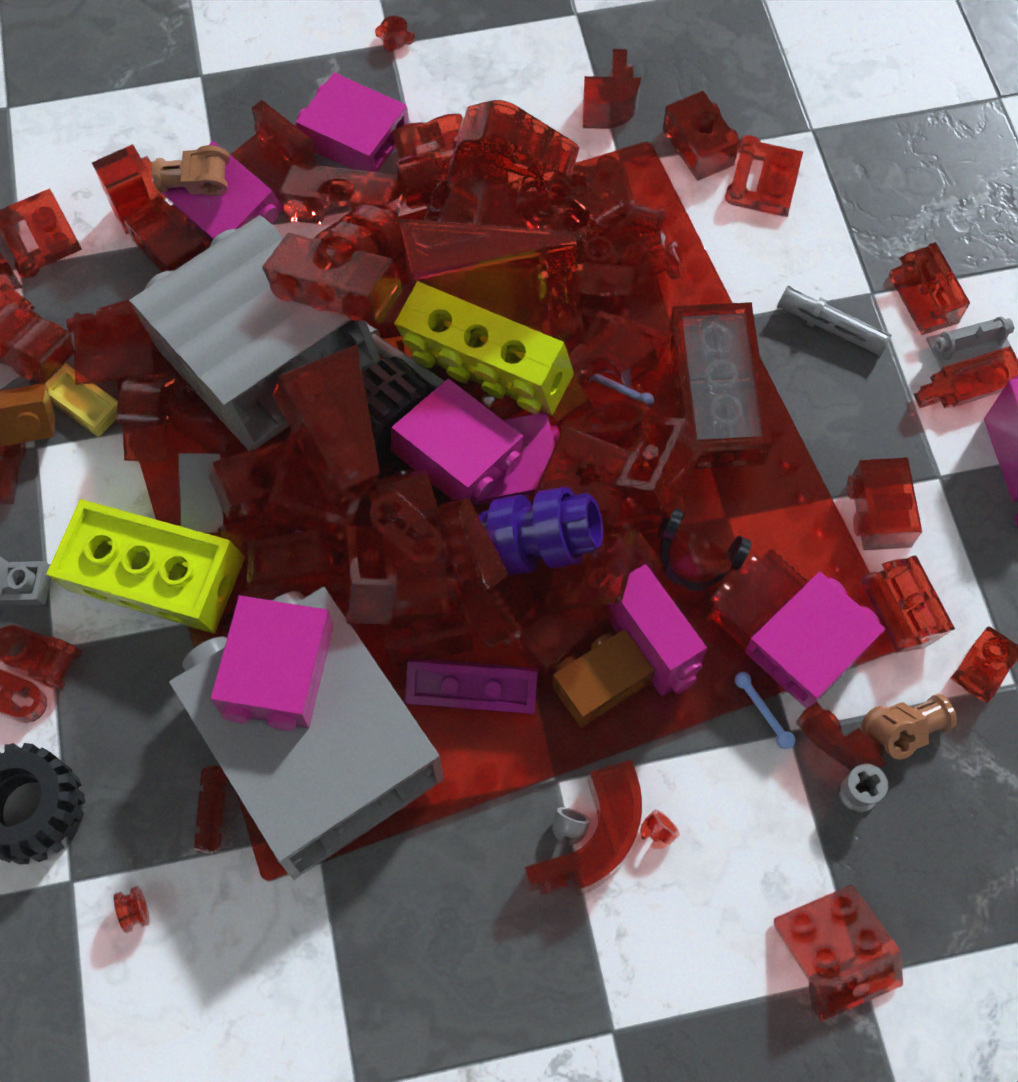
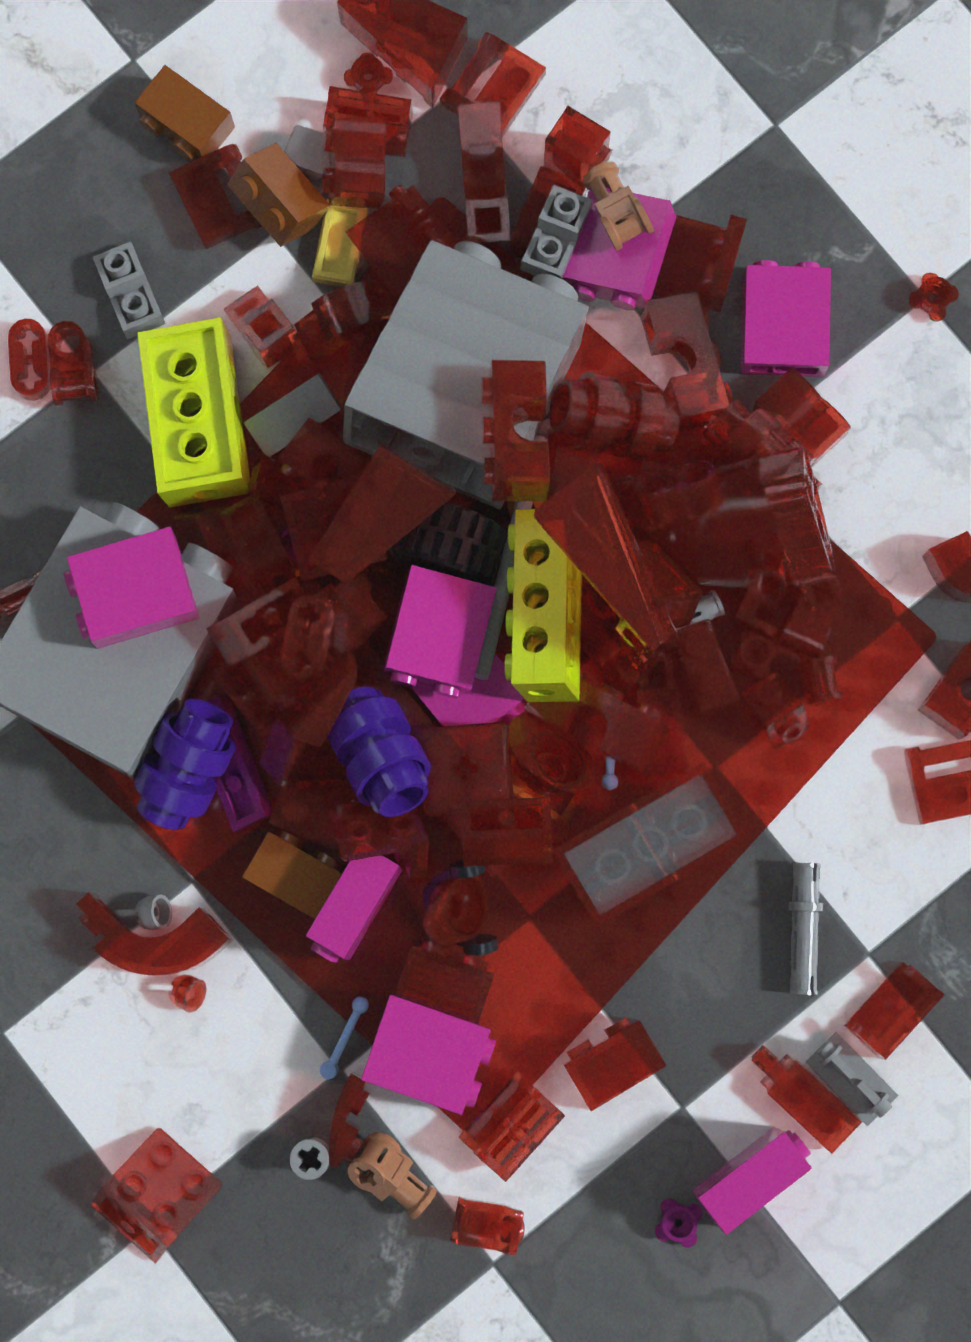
camera: 65 degrees right, 15 degrees up
(96, 267) = (483, 171): none -> clear red arch
(115, 477) = (263, 327): none -> clear red brick
(181, 224) = (556, 233): none -> light grey slope
(465, 733) = (190, 751): none -> dark purple piece

